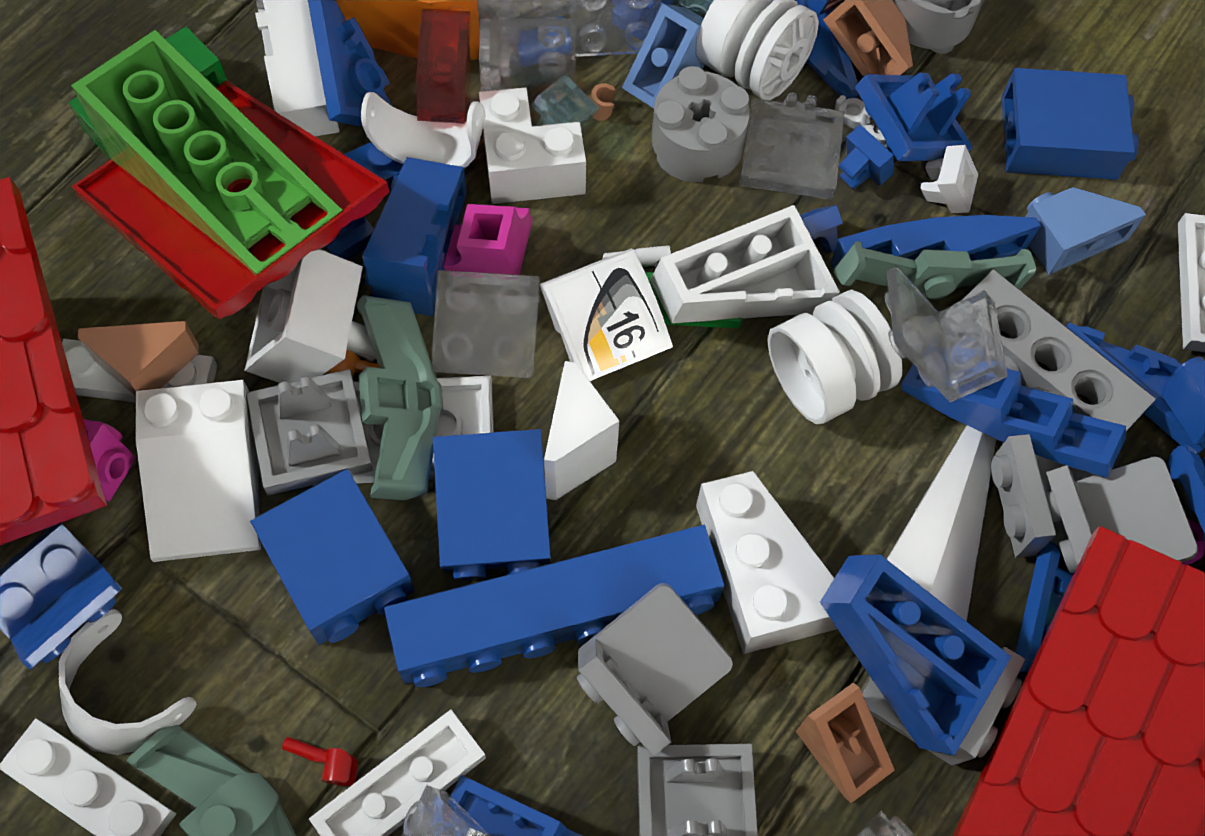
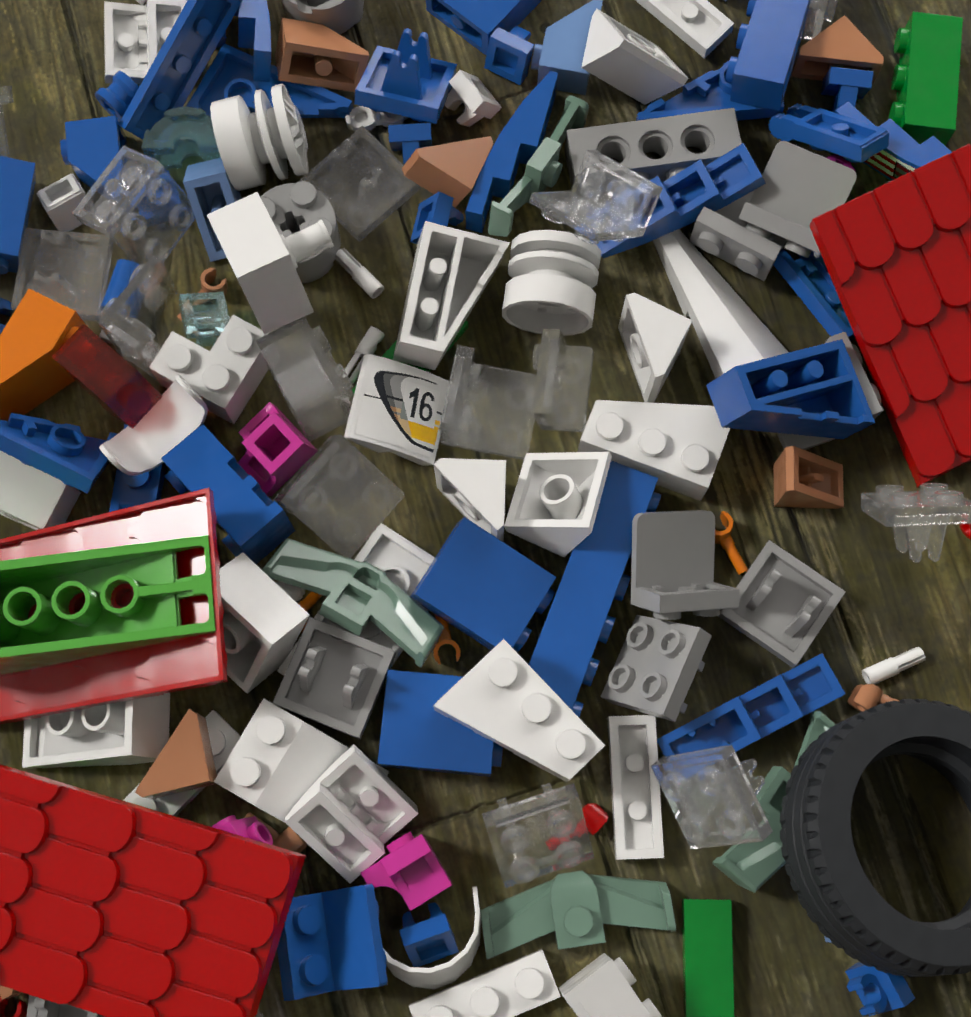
camera: 50 degrees left, 10 degrees up
(112, 690) = (428, 939): none -> blue tile
(127, 499) = (287, 839): none -> nougat hand
(128, 280) = (99, 735): none -> white slope
(169, 627) = (410, 870): none -> dark pink brick
(189, 535) = (351, 813): none -> white slope
(279, 719) = (538, 834): none -> clear plate
(381, 610) = (521, 713): none -> white wedge
(422, 508) = (445, 638): none -> orange hand
(531, 720) = (656, 667): none -> light grey plate
(570, 214) = (308, 377): none -> clear brick
(627, 503) = (558, 498): none -> white slope
(632, 92) = (267, 261): none -> white brick
(672, 388) = (487, 408): none -> clear bracket
(710, 205) = (359, 273): none -> white pin
(721, 703) = (725, 540): none -> orange hand
(747, 432) = (562, 383): none -> clear bracket
(857, 491) = (652, 341): none -> white slope
(868, 198) = (449, 166): none -> nougat slope
(1022, 180) = (509, 54): none -> blue tile
(1112, 277) = (629, 60): none -> white slope

